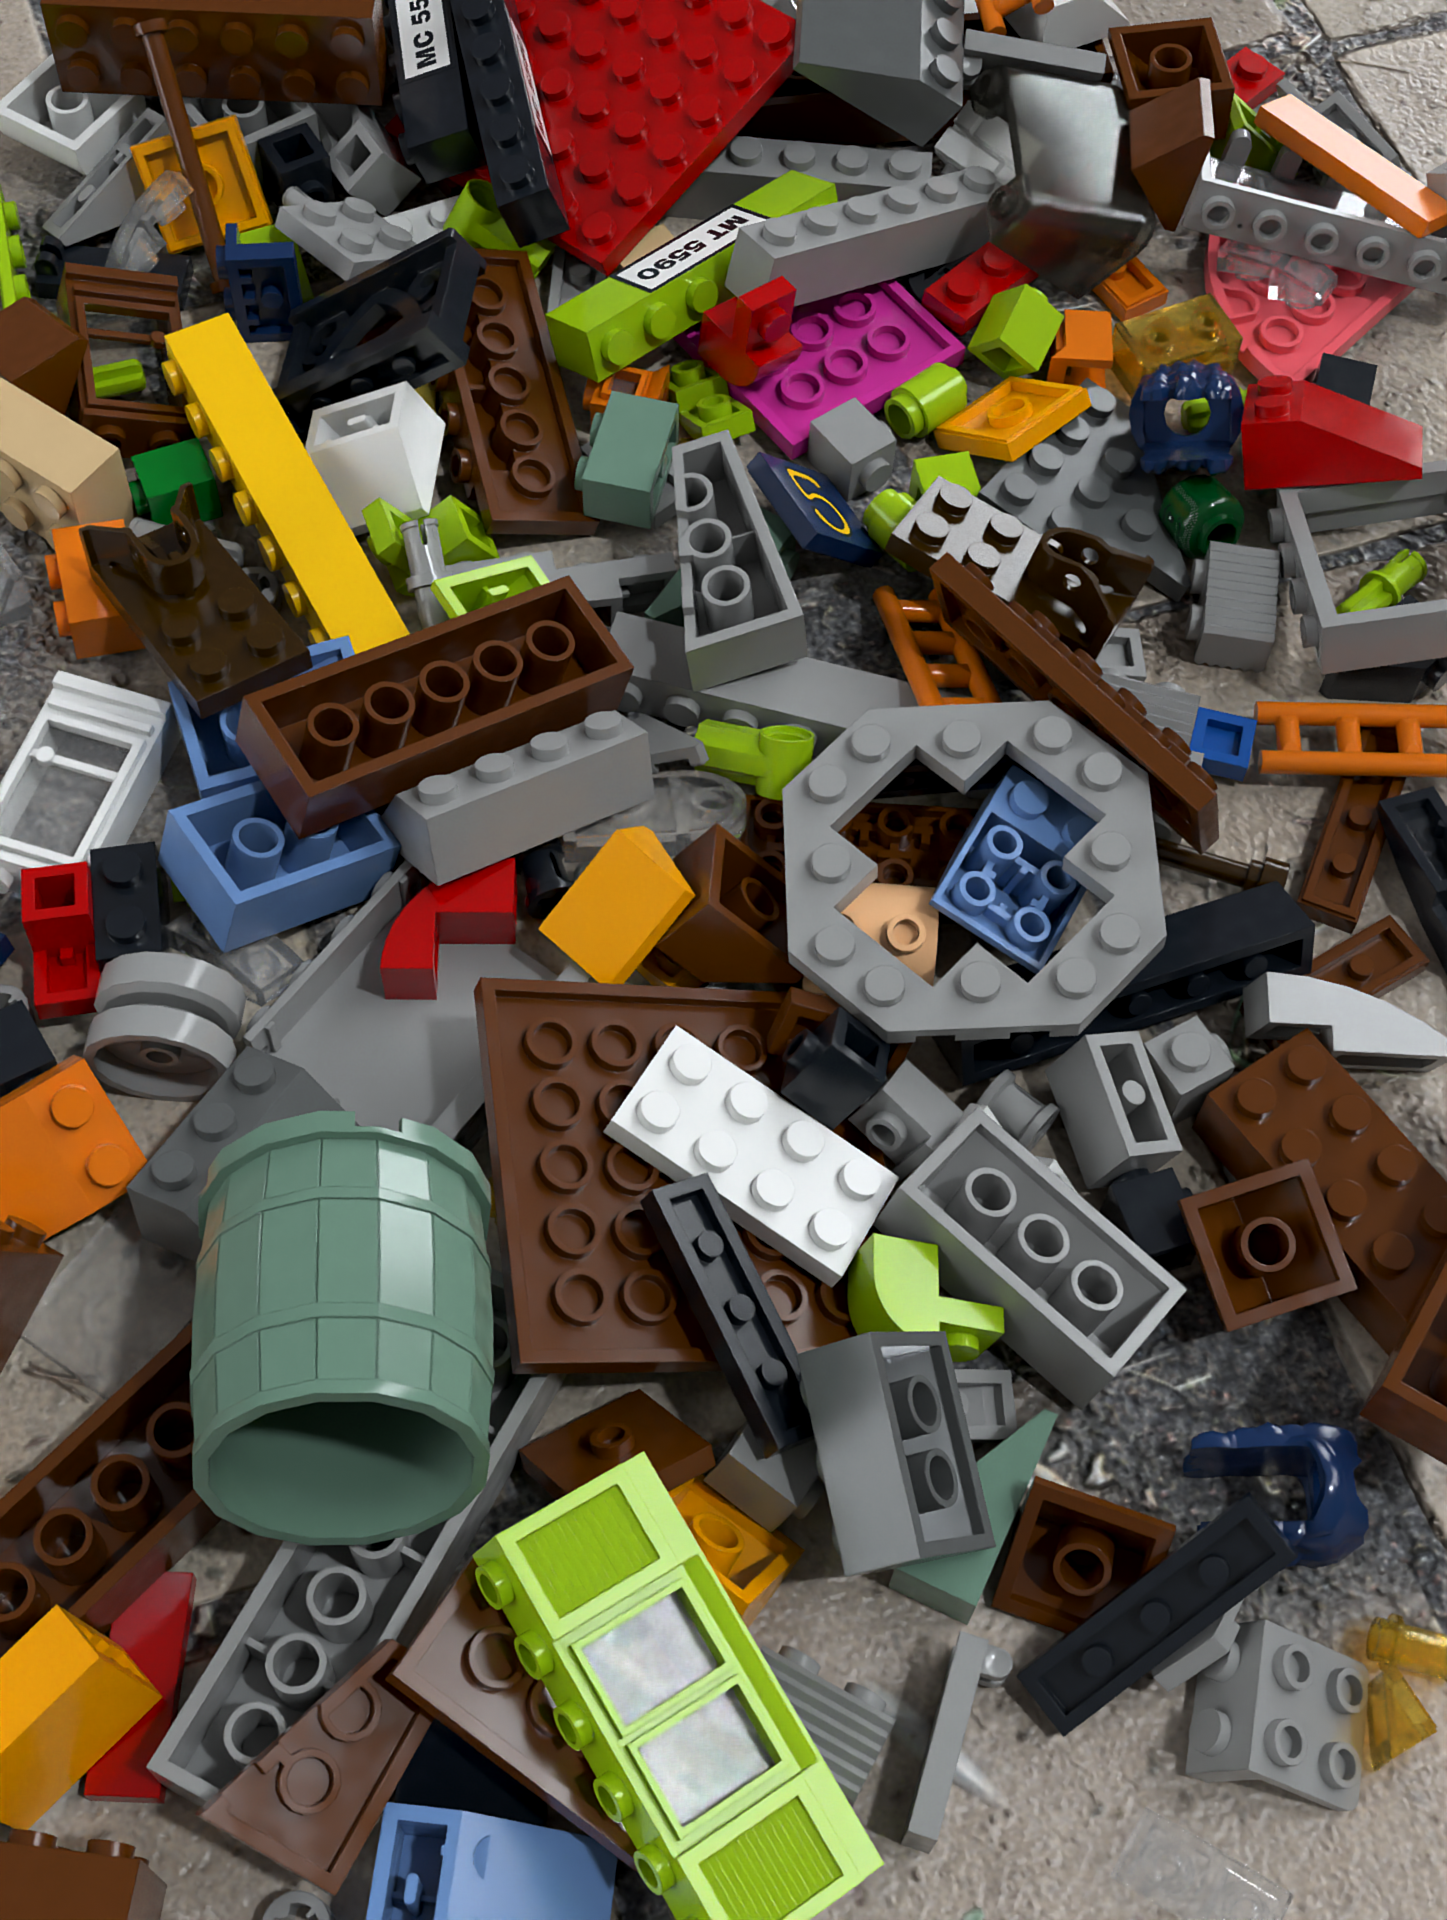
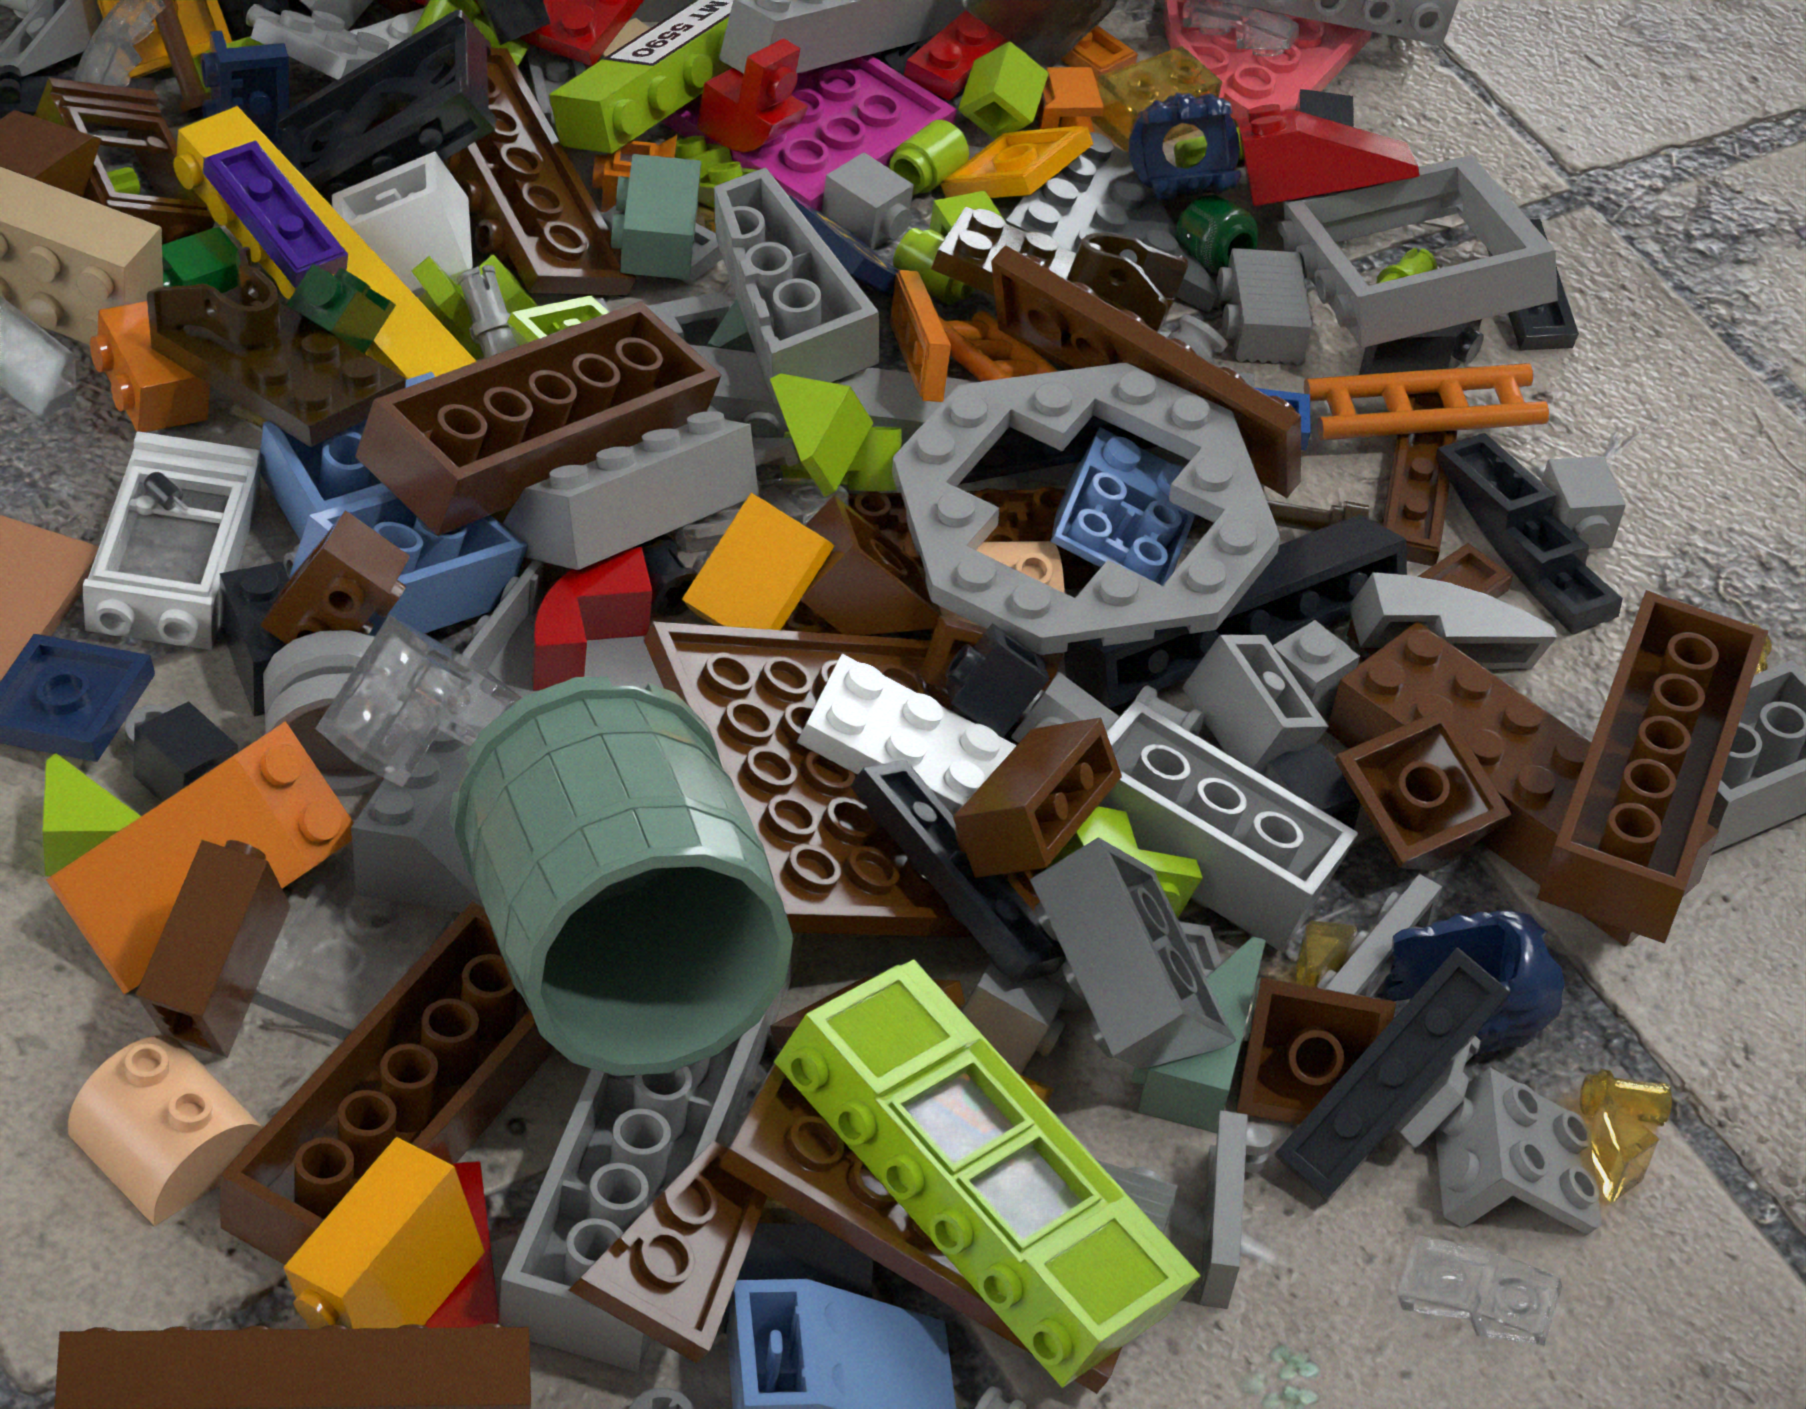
camera: 15 degrees left, 15 degrees down
(61, 747) = (164, 492): none -> black piece
(61, 934) = (208, 651): red brick -> none
(176, 903) = (339, 584): none -> reddish brown brick
(208, 1047) = (407, 694): none -> clear brick
(235, 440) = (274, 211): none -> dark purple tile
(270, 557) = (341, 306): none -> dark green brick
(724, 737) = (824, 425): none -> lime slope
(830, 1246) = (1037, 798): none -> reddish brown brick
(857, 627) = (920, 335): none -> orange tile
(1116, 1433) = (1322, 950): none -> clear yellow slope
(1129, 681) = (1199, 337): none -> light grey bush
(1217, 1393) = (1370, 954): none -> light grey plate

